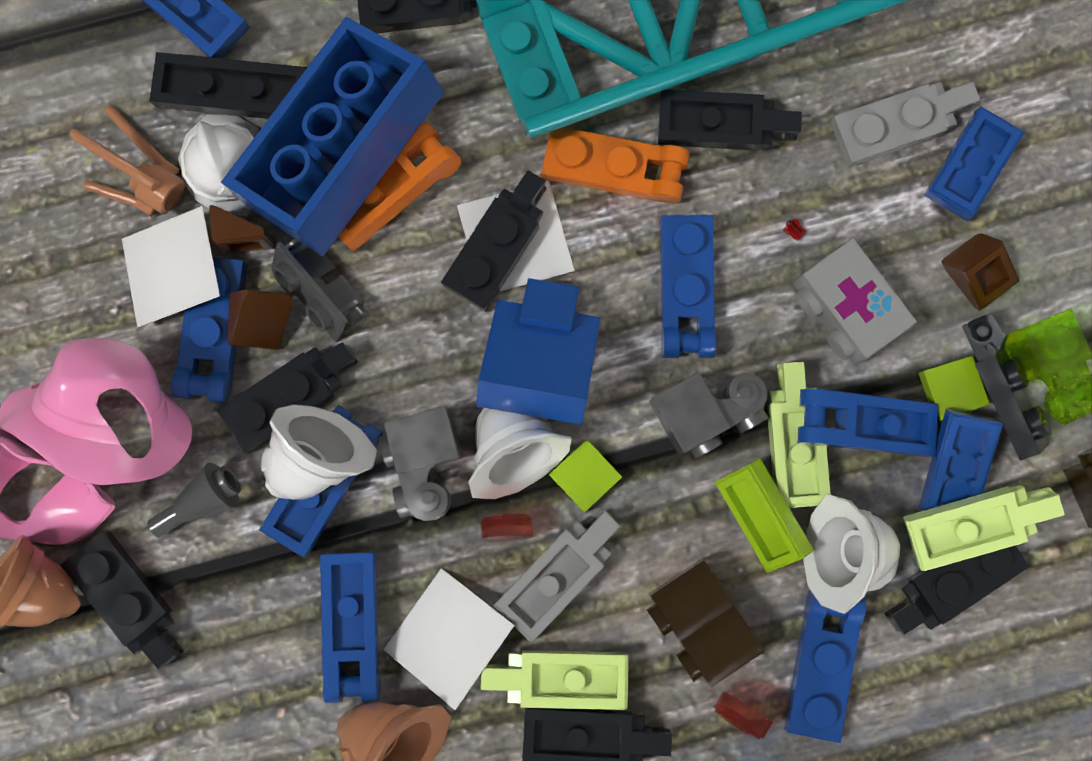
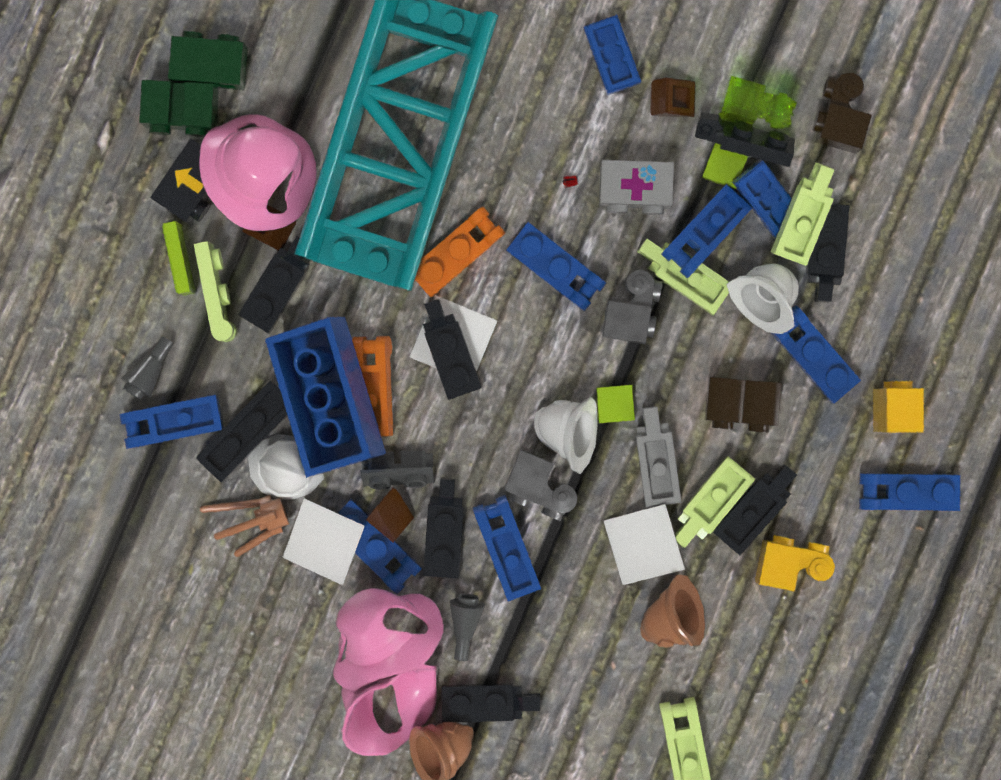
camera: 55 degrees left, 5 degrees up
(237, 234) = (333, 491): reddish brown slope -> none
(312, 451) = (492, 538): white piece -> none
(349, 625) = (595, 591): blue plate -> none
(506, 527) = (610, 468): clear red tile -> none
(539, 355) = (532, 377): blue piece -> none
(723, 120) = (480, 174): black hinge -> none
(742, 716) = (806, 421): clear red tile -> none
(764, 516) = (711, 325): lime tile -> none
(900, 121) = (556, 75): light grey hinge -> none

